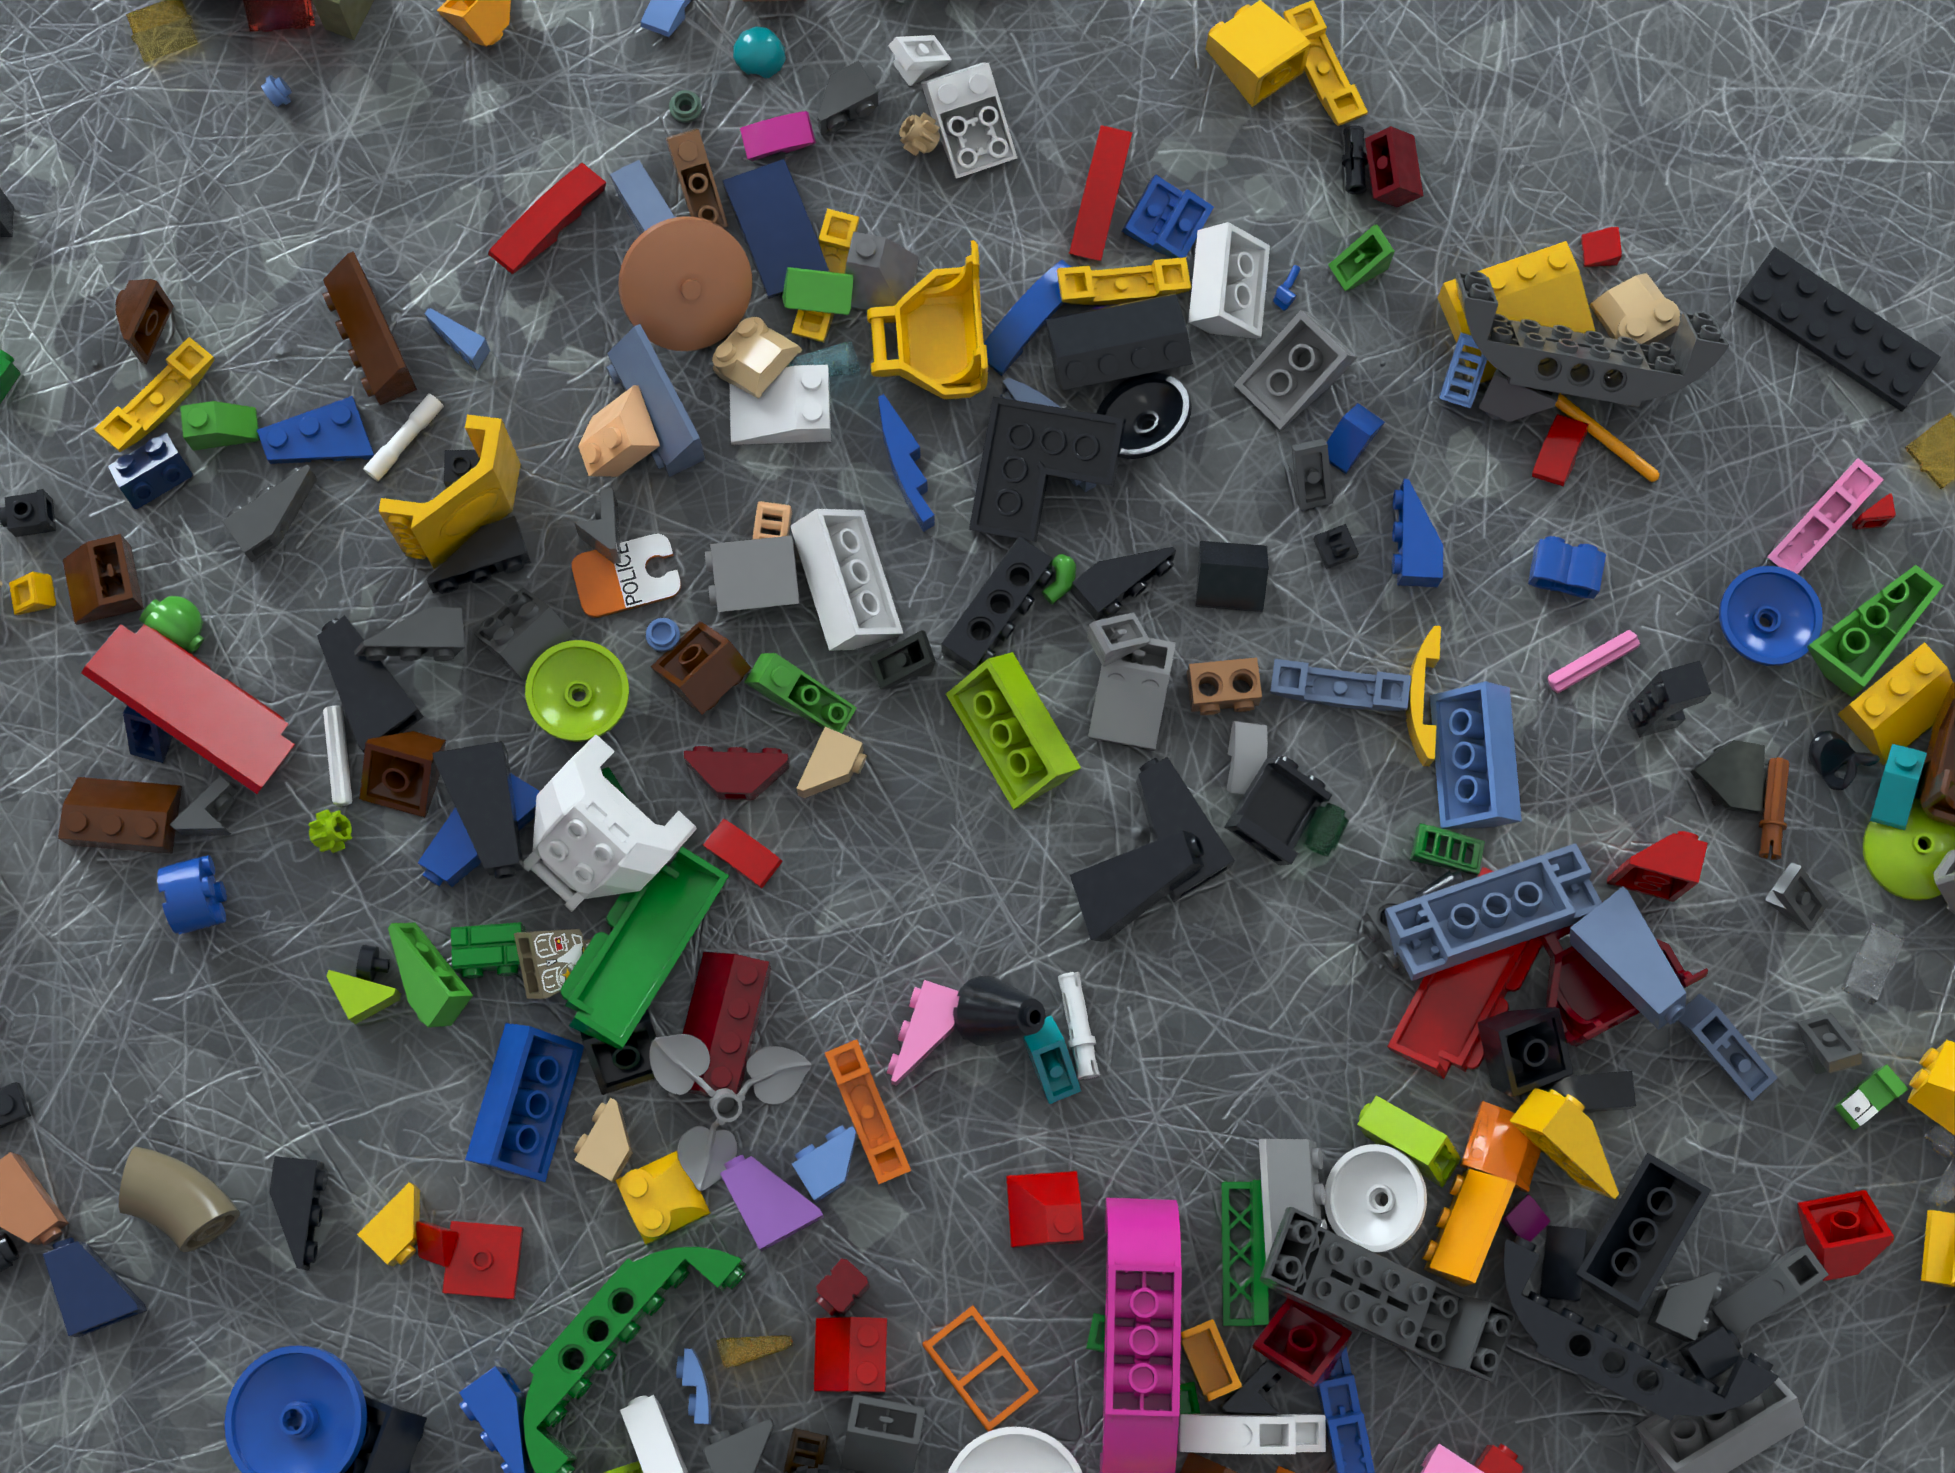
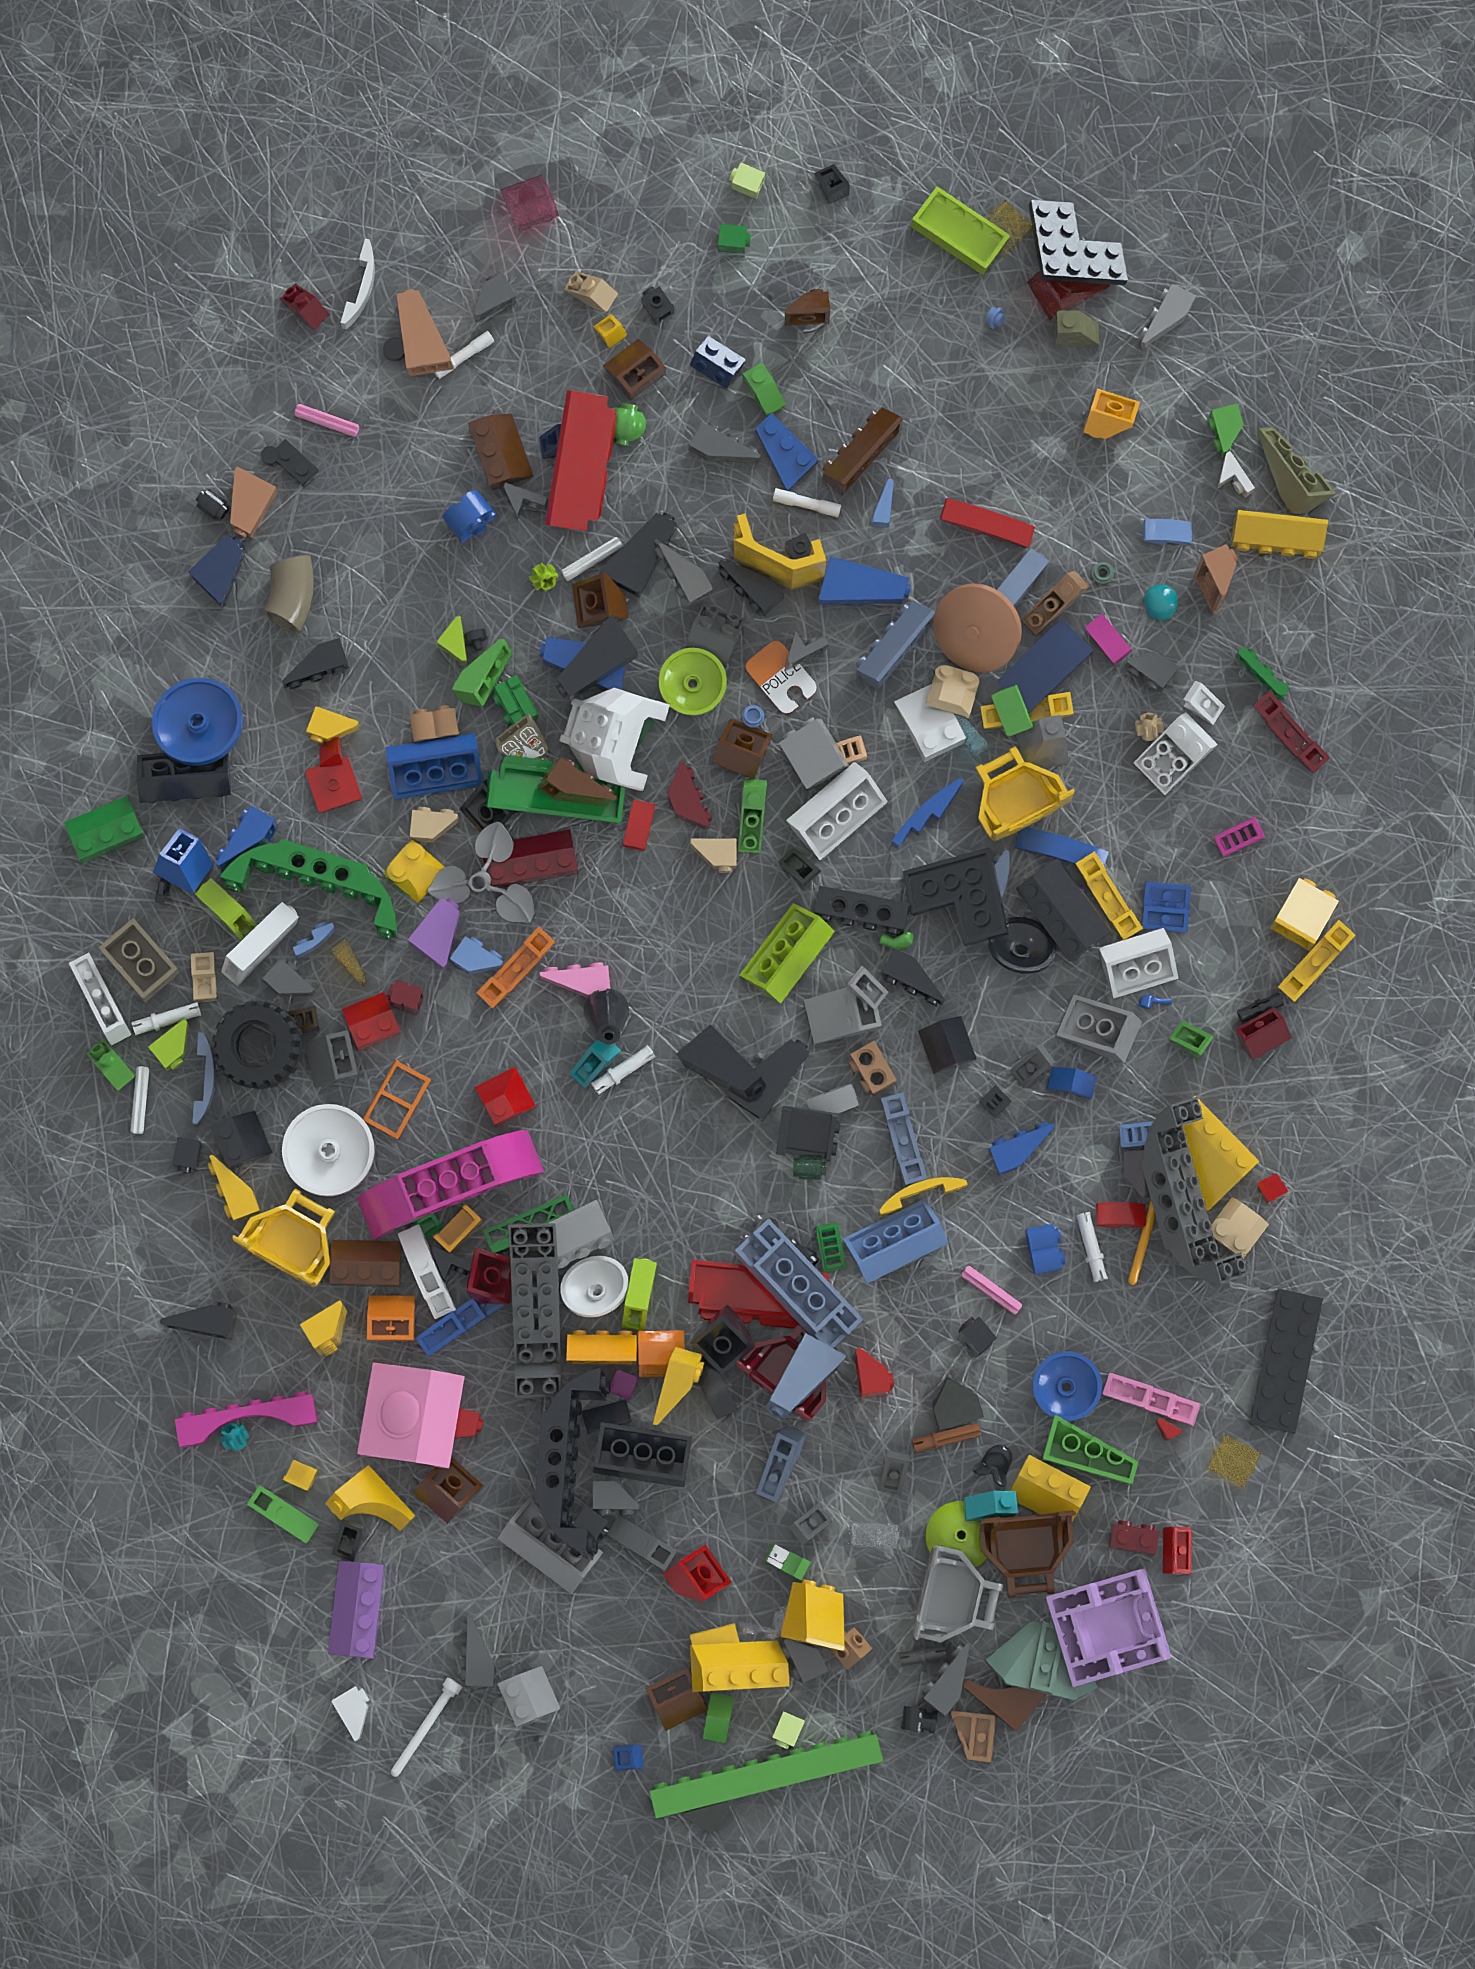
camera: 65 degrees right, 5 degrees up
(137, 86) = (959, 230): none -> lime slope
(158, 399) = (763, 343): yellow slope -> none
(465, 1076) = (434, 724): none -> medium nougat brick
(552, 412) = (858, 584): none -> blue slope
(618, 436) = (863, 631): light nougat slope -> none
(642, 918) = (571, 785): none -> reddish brown slope
(1100, 193) = (1162, 857): red slope -> none
(1116, 63) = (1256, 826): none -> dark pink slope
(1593, 507) = (1092, 1249): none -> white pin

